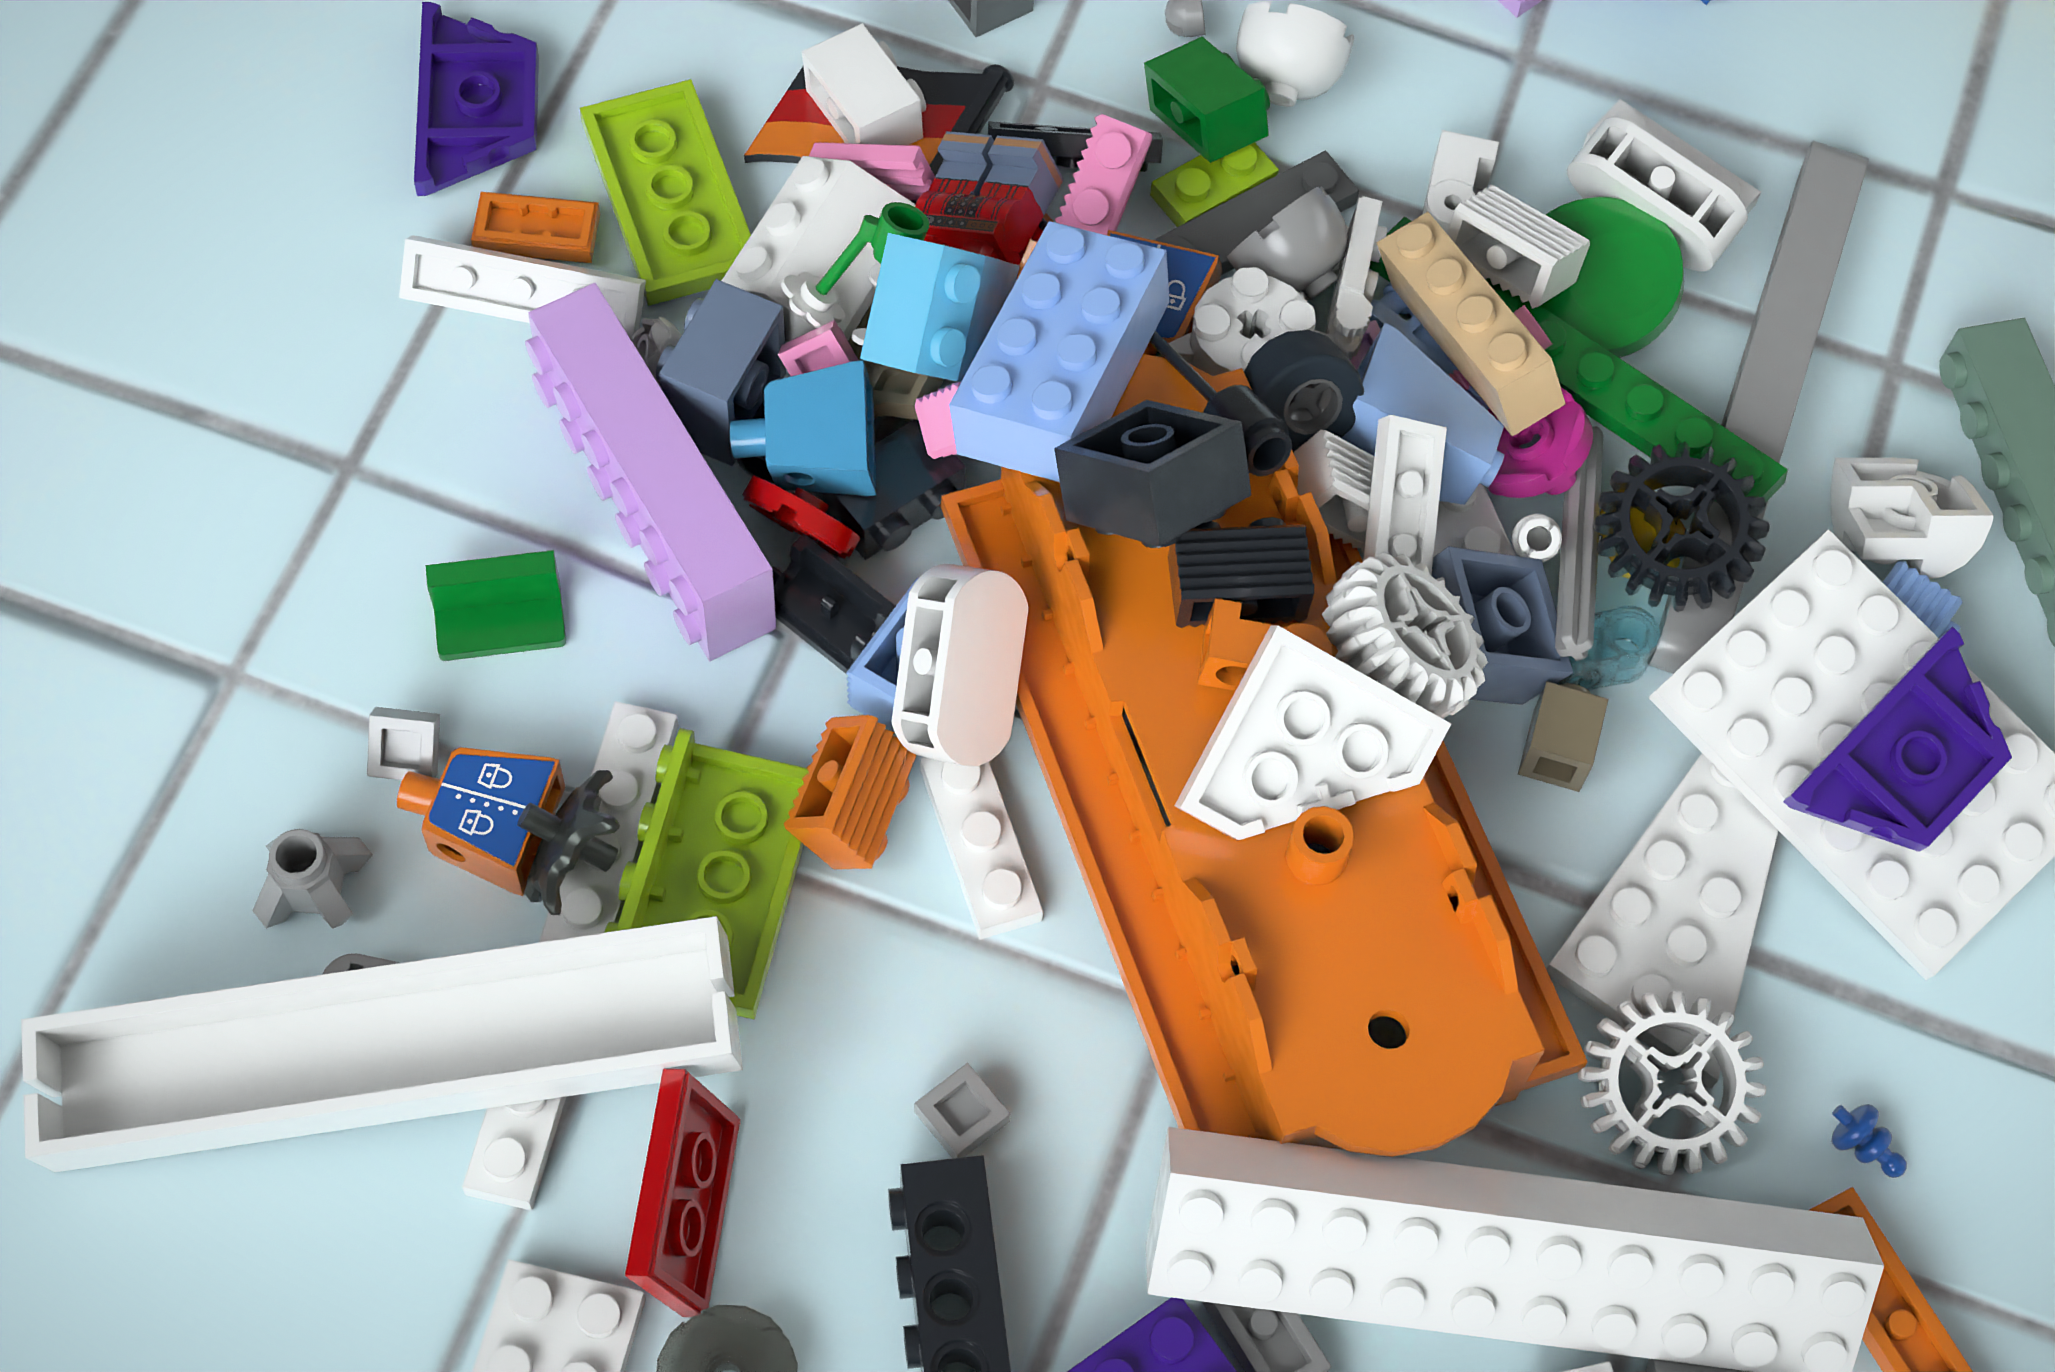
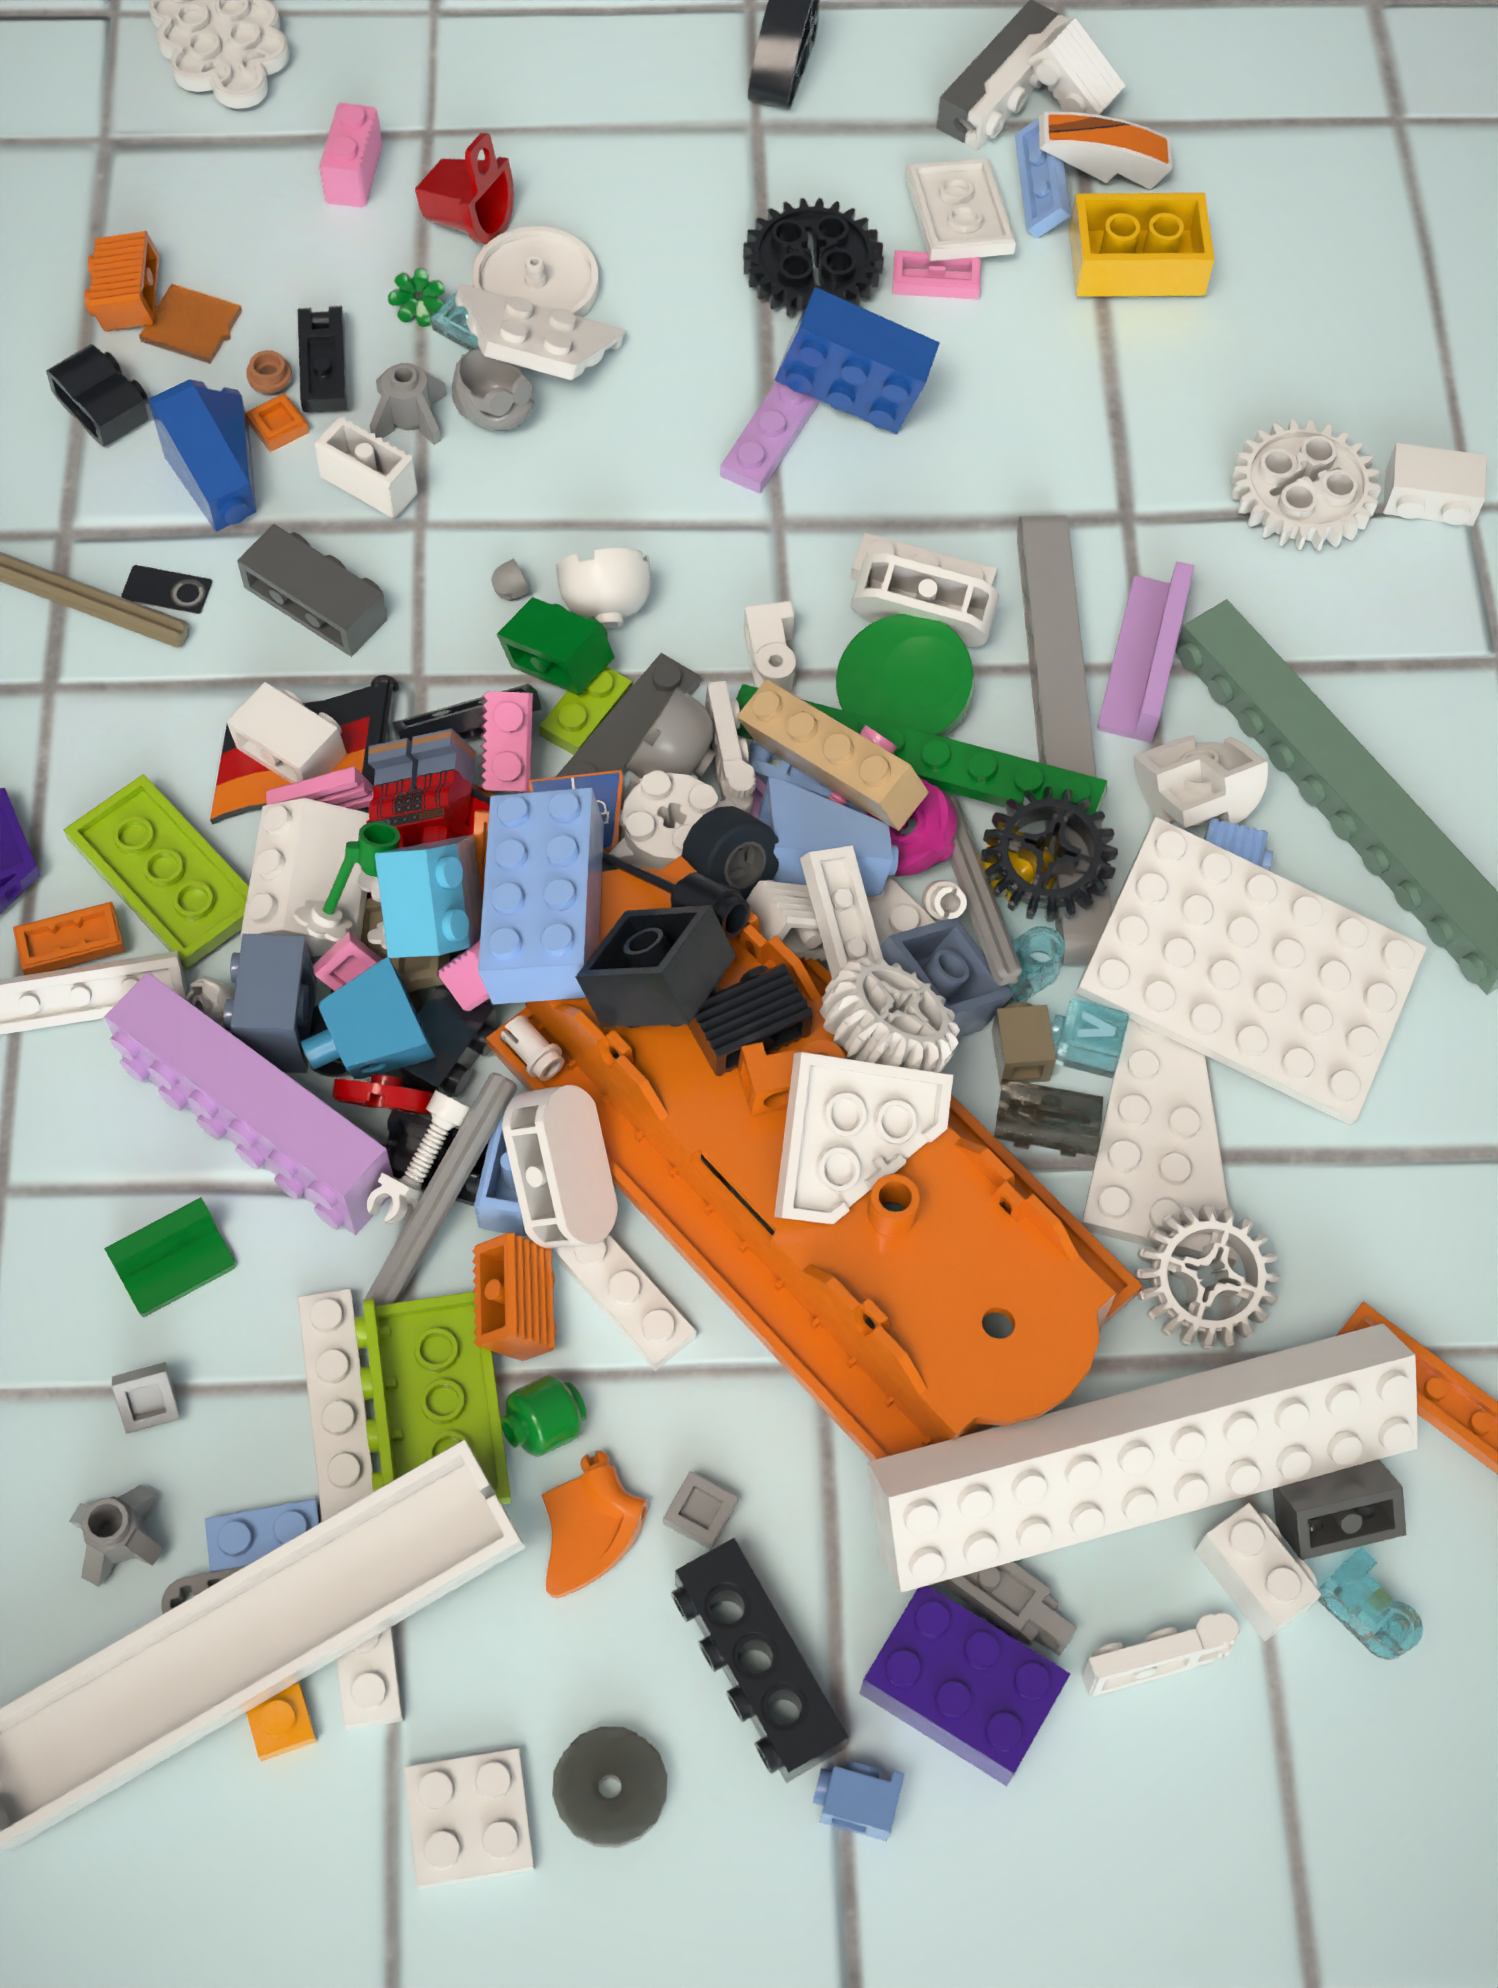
camera: 20 degrees left, 0 degrees up
(397, 1156) = (281, 1723): none -> light orange plate
(441, 932) = (248, 1535): none -> light blue plate
(477, 810) = (235, 1425): torso -> none
(568, 837) = (312, 1420): pearl dark grey piece -> none
(683, 1194) = (521, 1661): red tile -> none
(782, 629) = (445, 1115): none -> white bar
(820, 643) = (442, 1190): none -> light grey axle
(829, 936) = (543, 1415): none -> green head
(831, 1081) = (590, 1525): none -> orange arm
(992, 537) = (541, 1057): none -> white pin
(1517, 245) = (839, 679): white brick -> none
(1557, 830) = (1049, 1118): none -> clear smoke plate
(1645, 757) = (1089, 1037): none -> clear light blue brick
(1871, 1142) = (1350, 1258): blue hair -> none
(1899, 351) = (1145, 655): none -> lavender panel
(1911, 756) = (1281, 965): dark purple wing -> none

